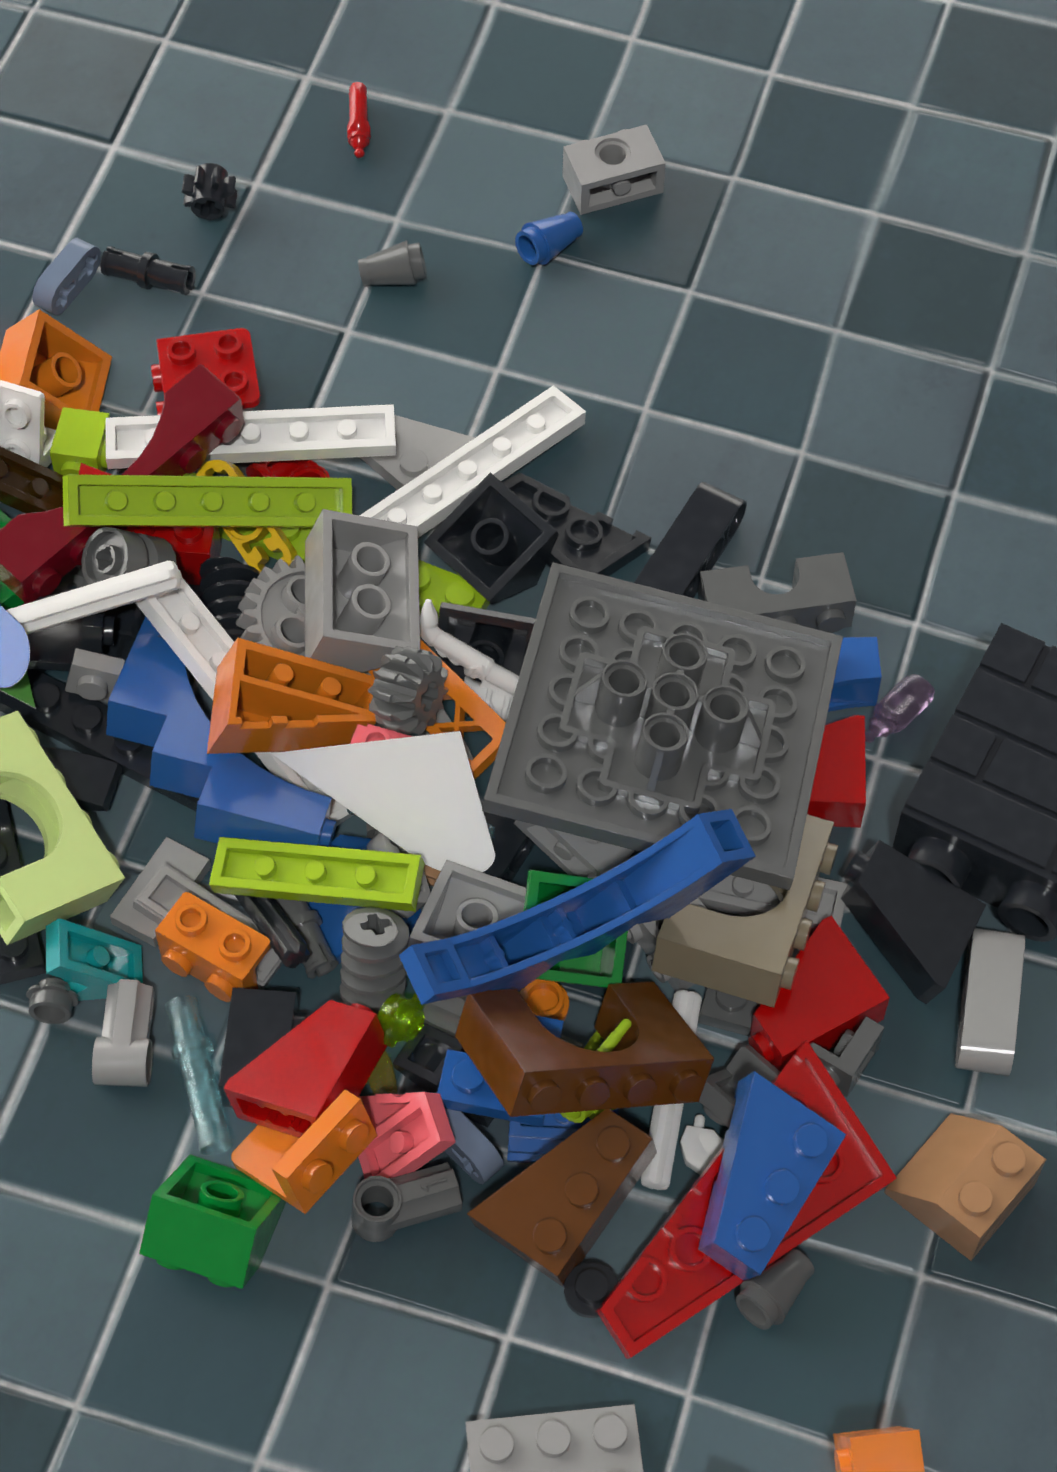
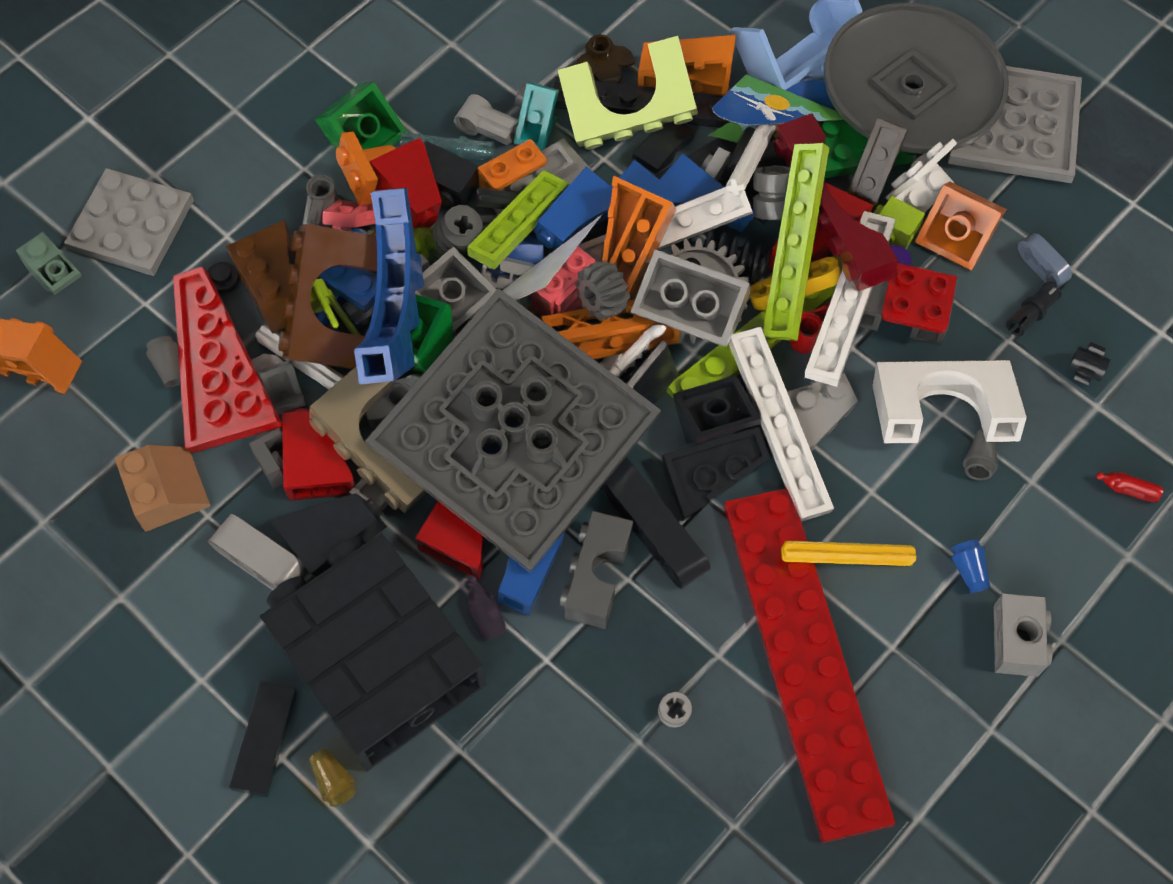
camera: 115 degrees right, 5 degrees up
(350, 363) = (983, 384): none -> white arch
(608, 351) = (848, 553): none -> yellow axle
(751, 367) = (808, 670): none -> red plate
(765, 1175) = (212, 363): blue wedge -> none
(894, 478) = (663, 709): none -> light grey bush

